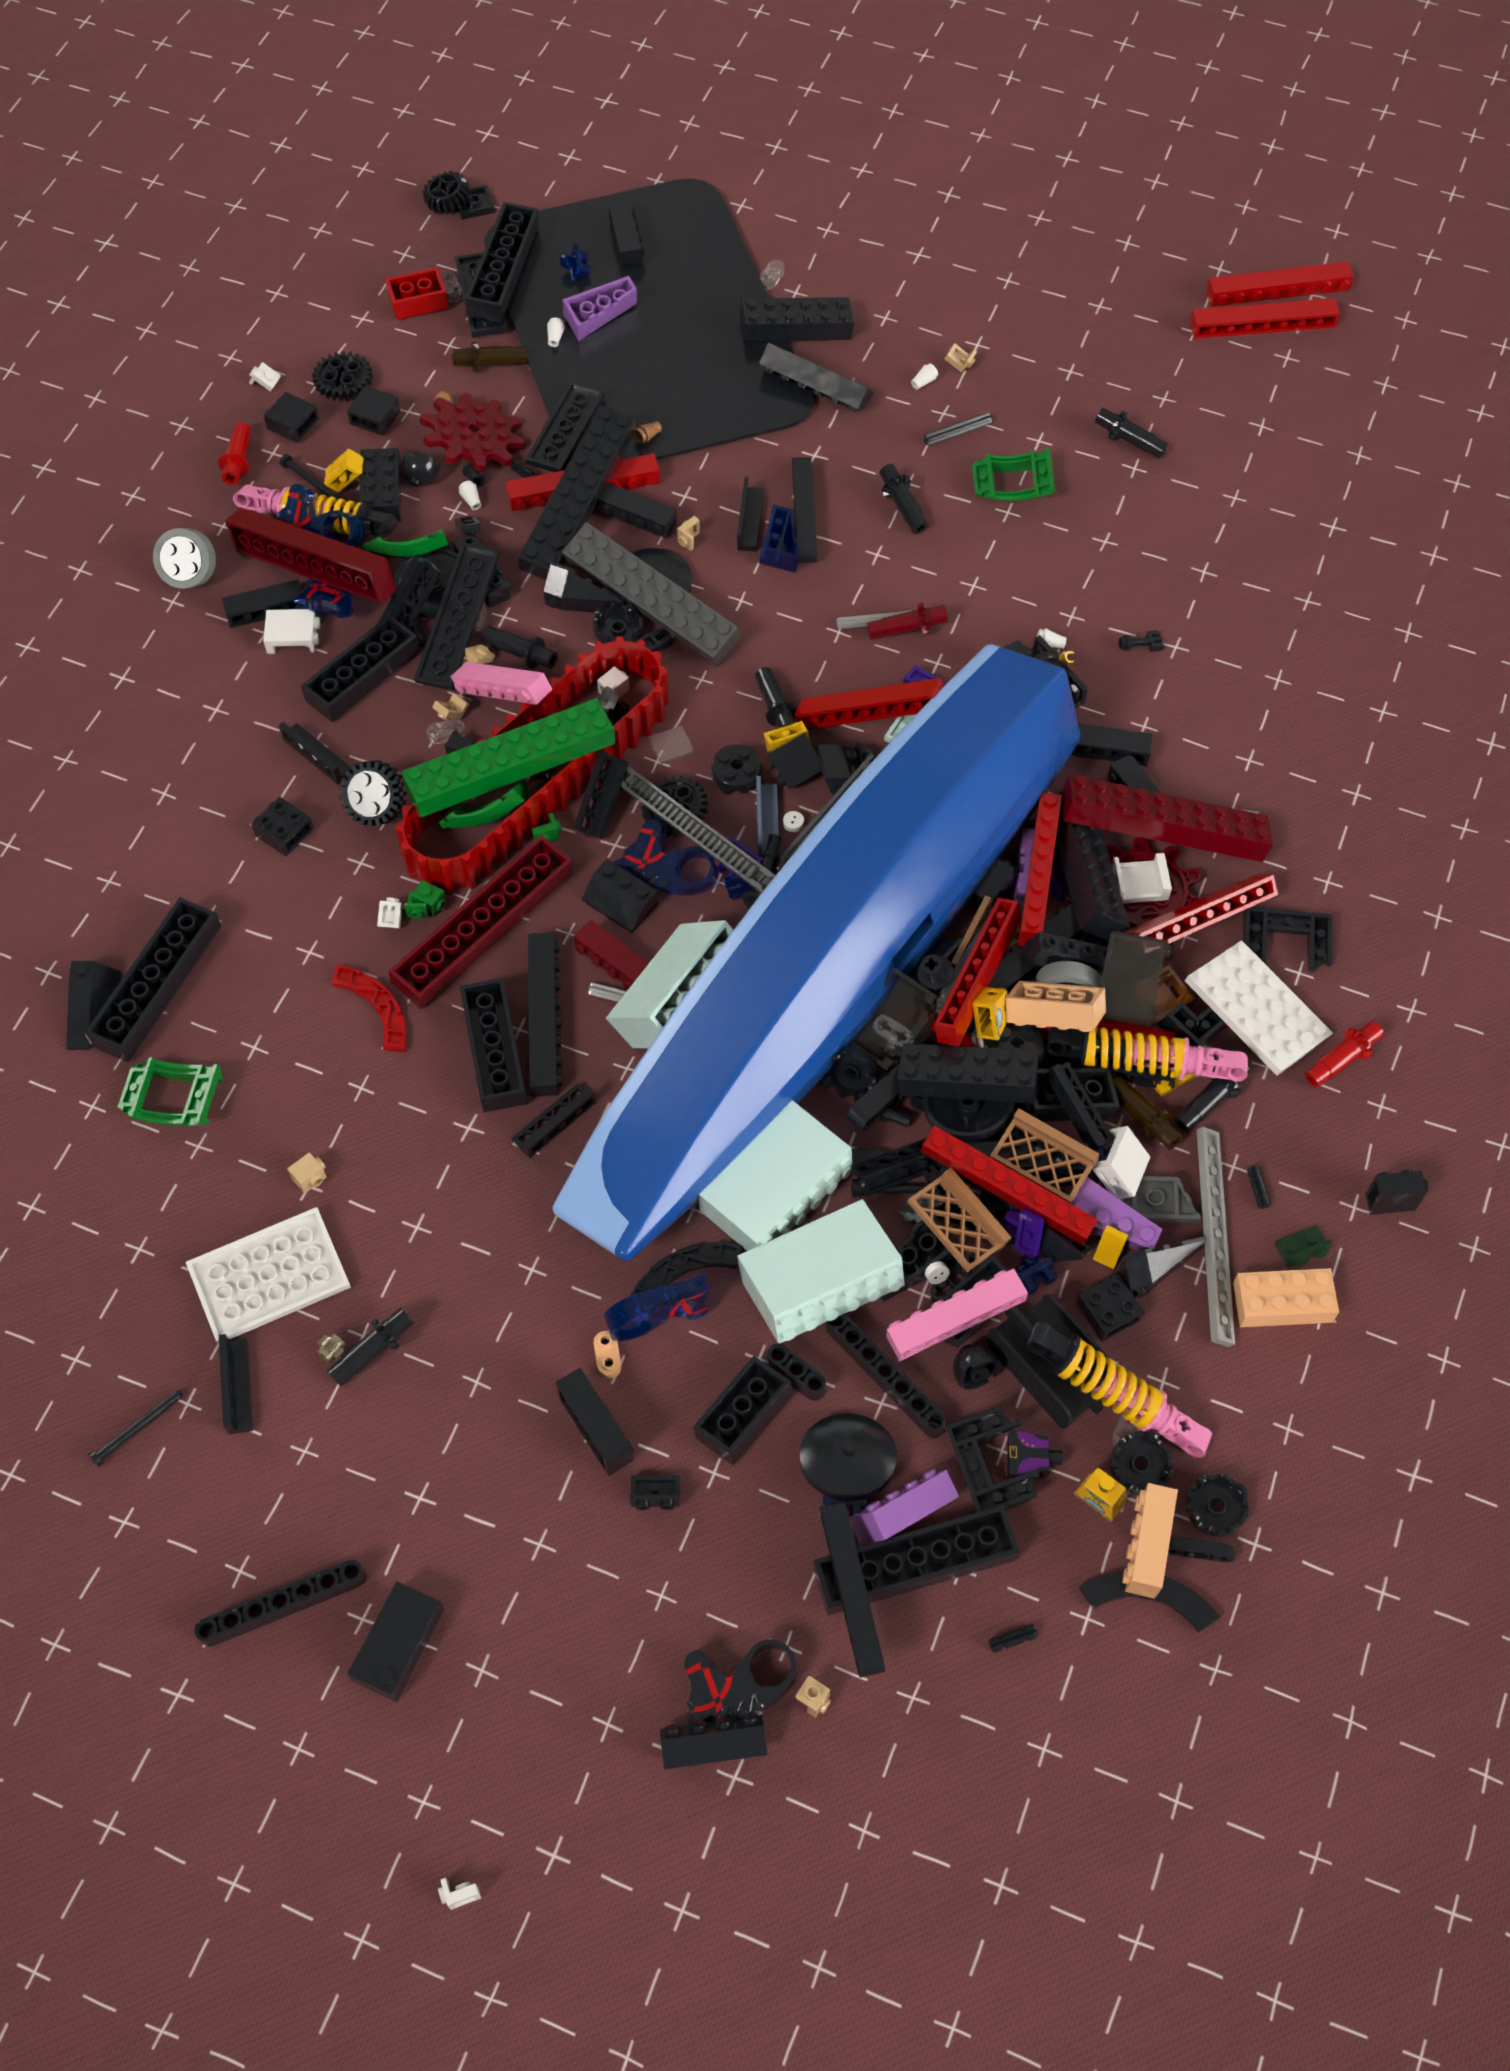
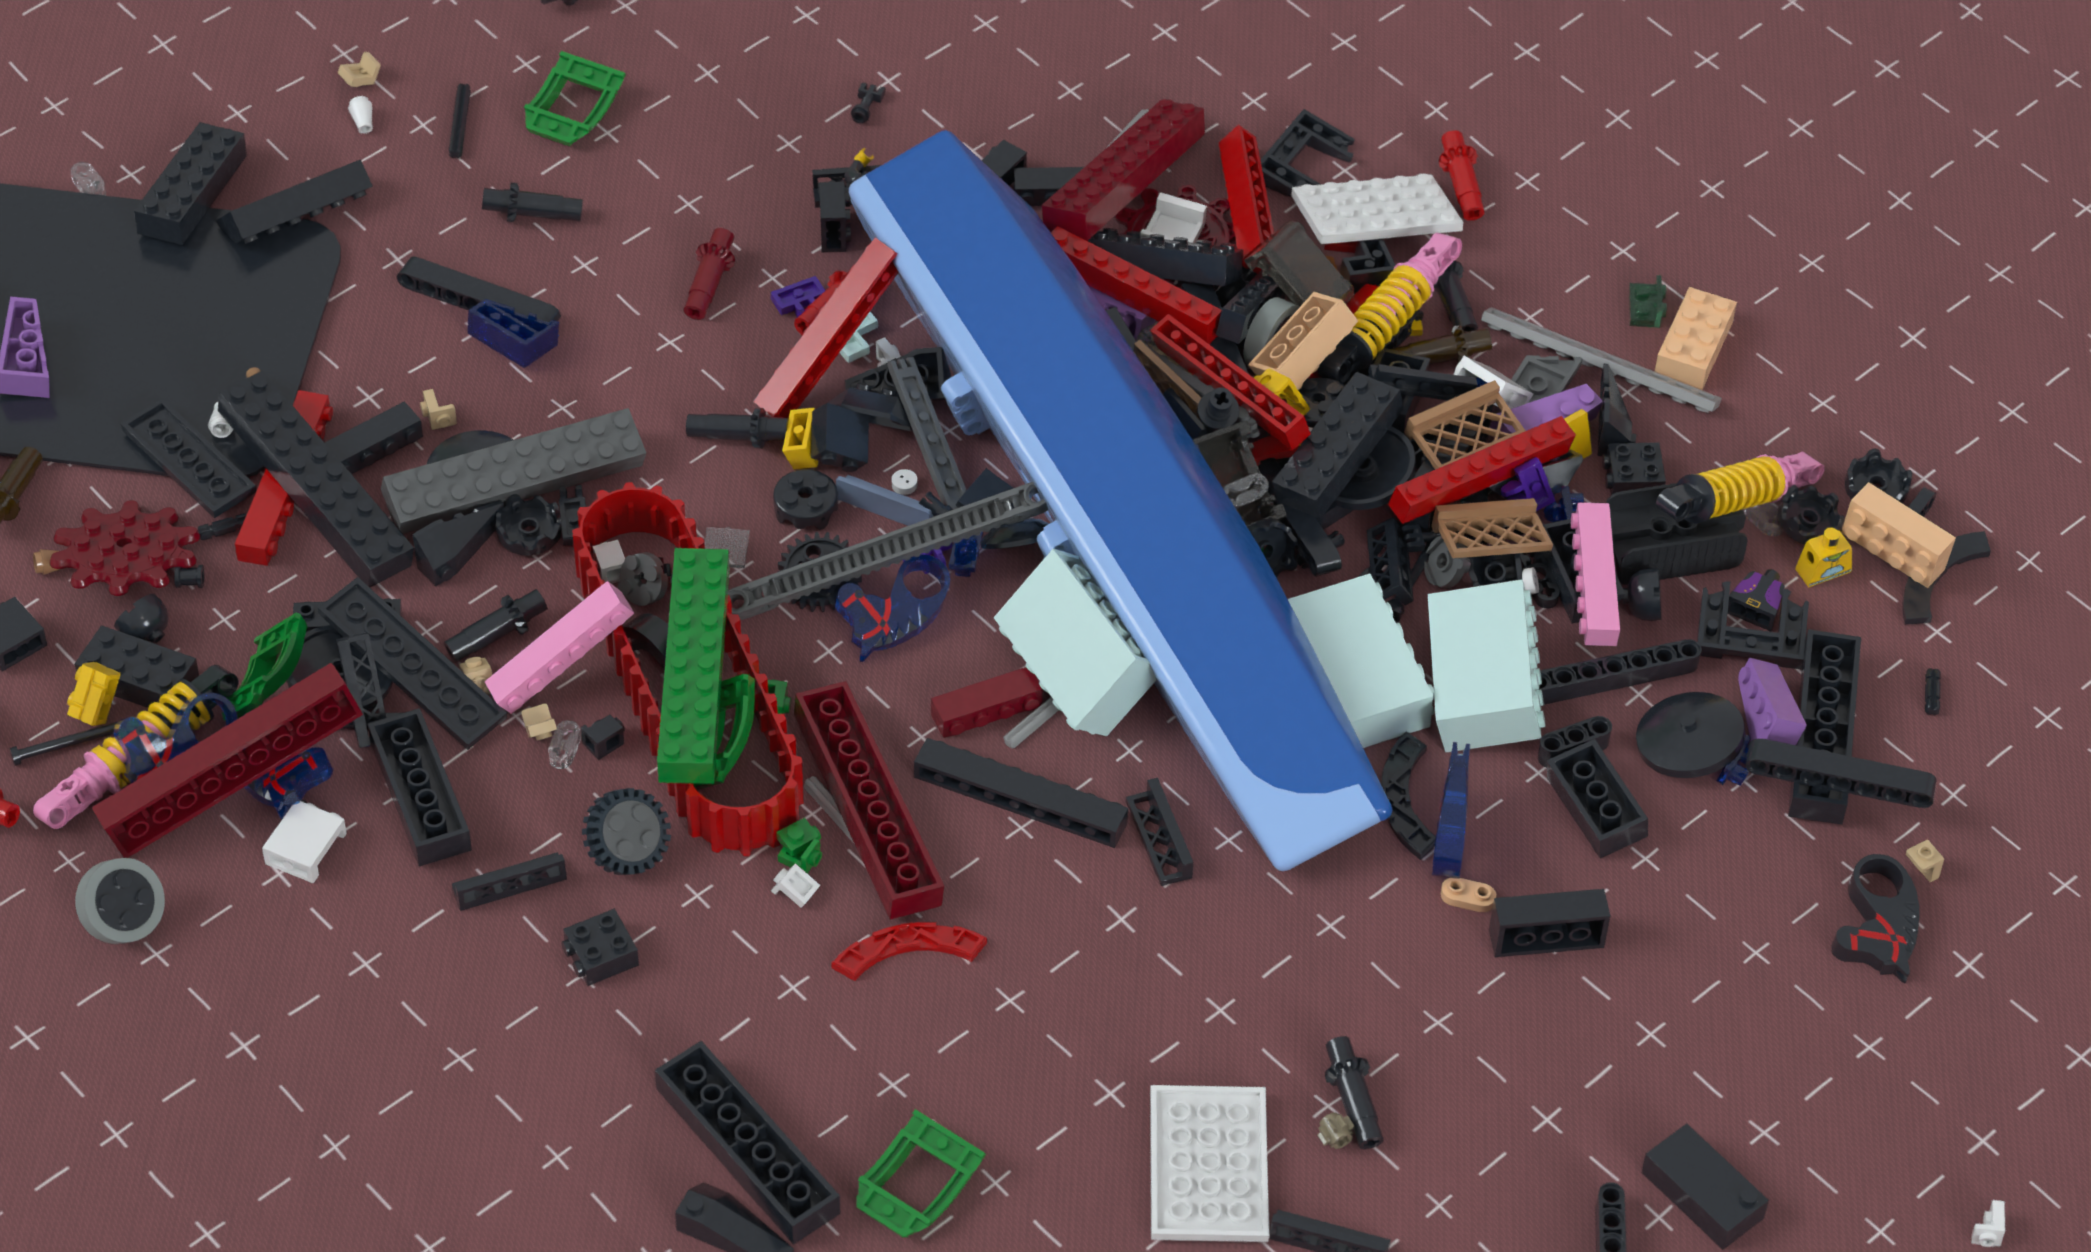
camera: 65 degrees left, 10 degrees down
(252, 605) = (239, 853): black brick -> none
(307, 1172) = (1100, 1081): tan brick -> none
(468, 525) = (271, 606): black plate -> none
(469, 493) = (219, 591): white cone -> none
(493, 1045) = (1038, 847): black brick -> none
(555, 329) = (22, 409): white cone -> none
(603, 797) = (773, 623): black fence -> none
(620, 896) = (908, 666): black slope -> none
(655, 1491) = (1646, 908): black bracket -> none
(713, 1741) = (1933, 958): black brick -> none
(749, 517) = (450, 349): black panel -> none
(861, 620) = (676, 306): light grey axle -> none
(1052, 638) = (804, 171): white cone -> none
(1259, 1187) = (1565, 306): black axle -> none
(1396, 1192) = (1633, 206): black brick -> none

